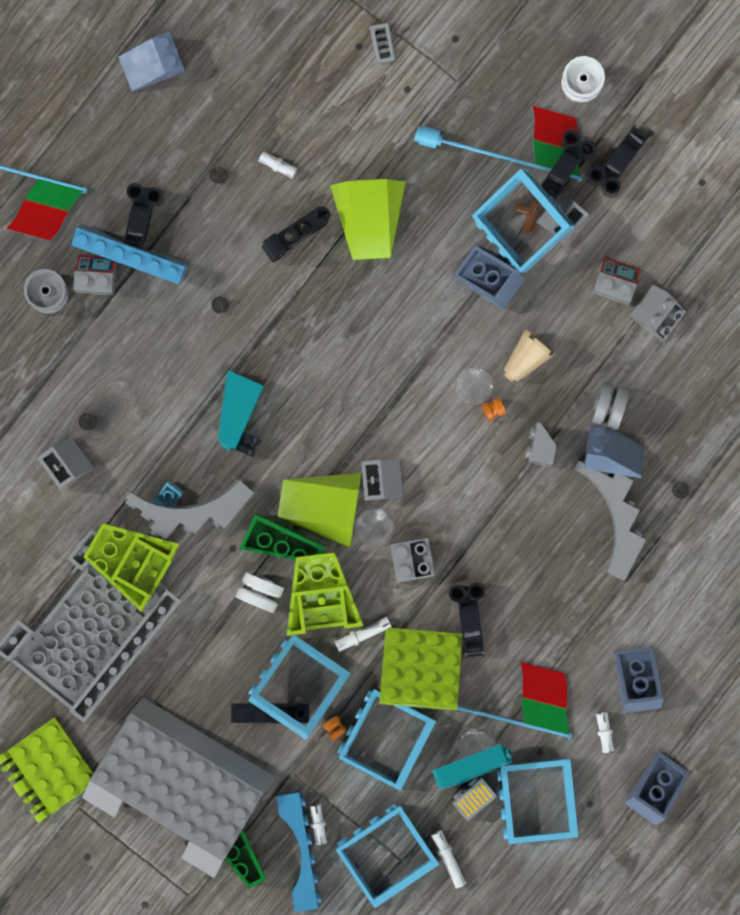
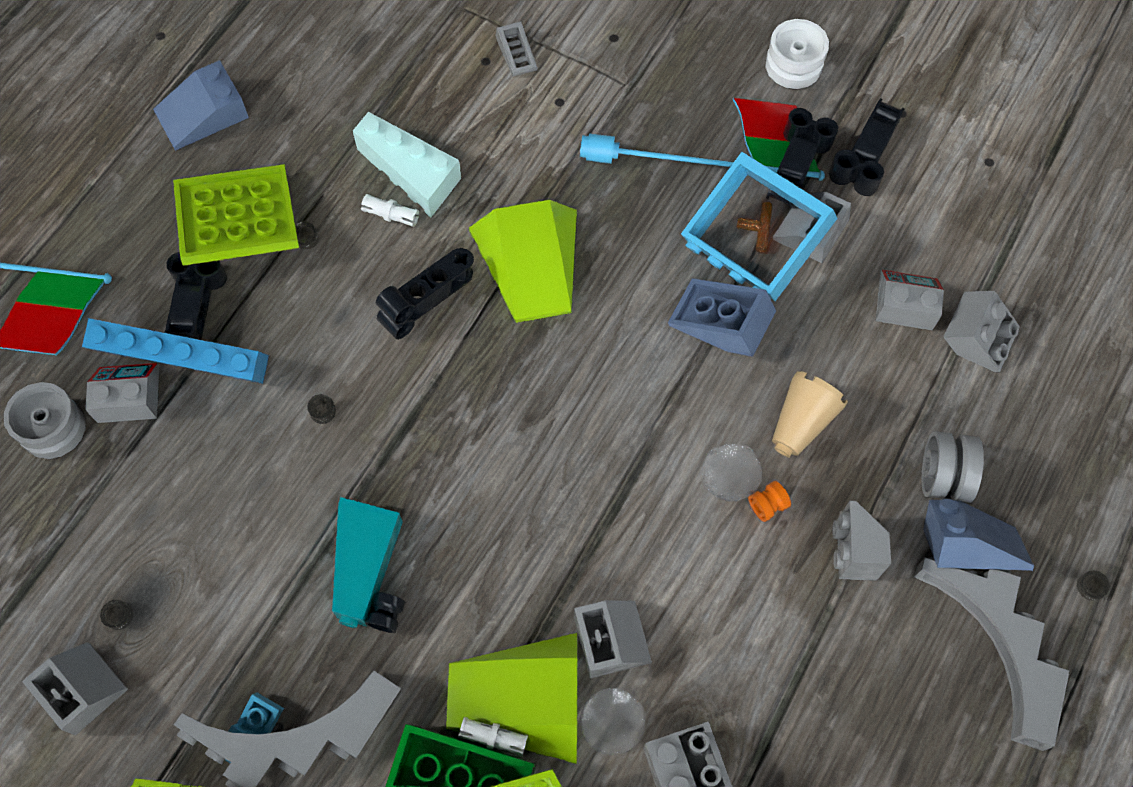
camera: 15 degrees left, 20 degrees down
(173, 157) = (234, 214): none -> lime plate
(295, 131) = (409, 162): none -> light aqua wedge
(303, 527) = (492, 736): none -> white pin

